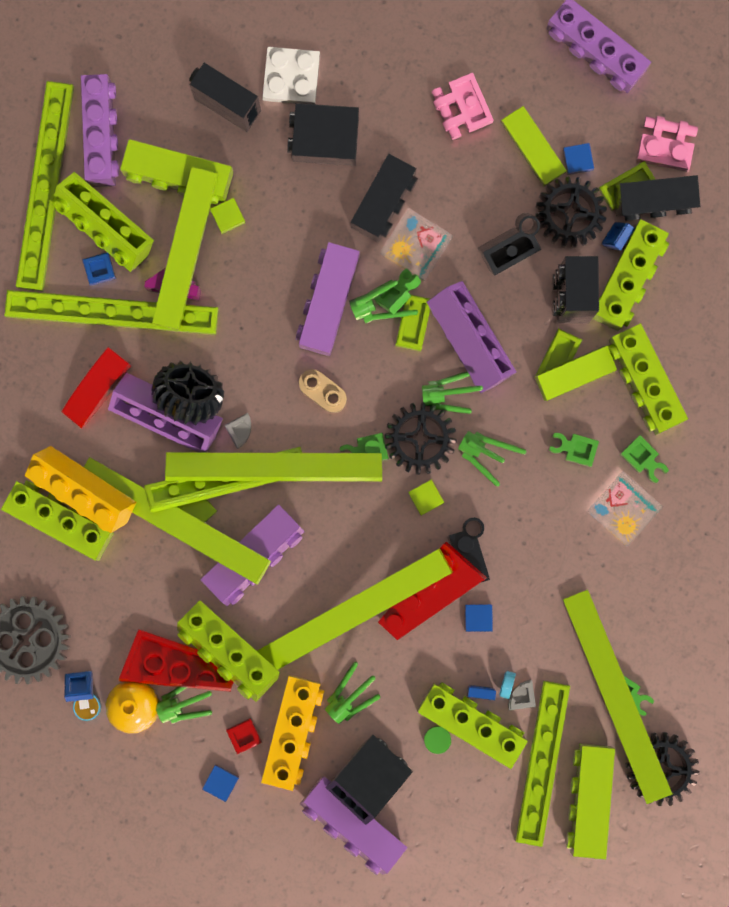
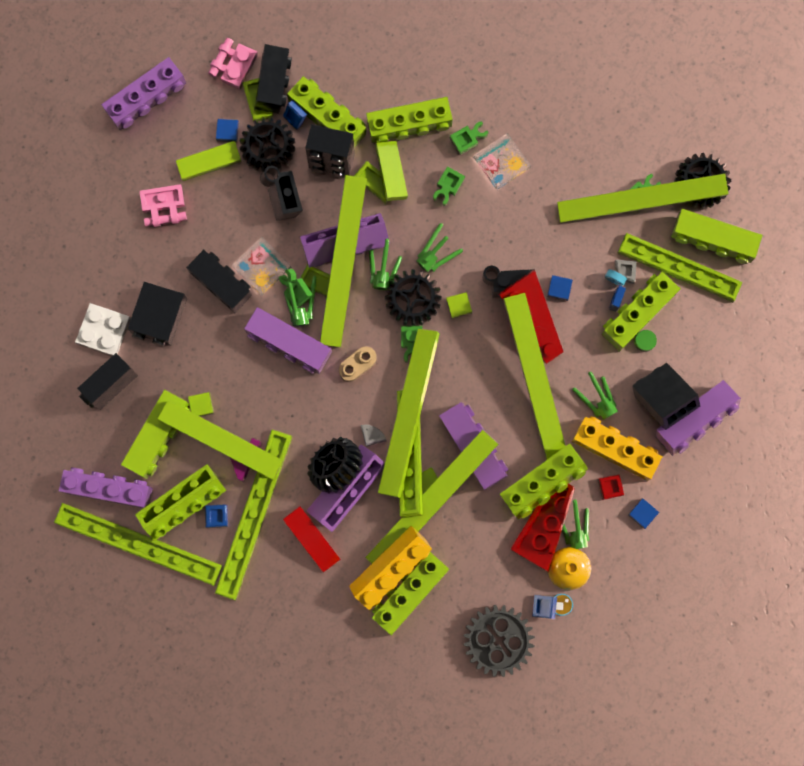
camera: 80 degrees left, 5 degrees down
(442, 340) = (343, 260): none -> lime tile

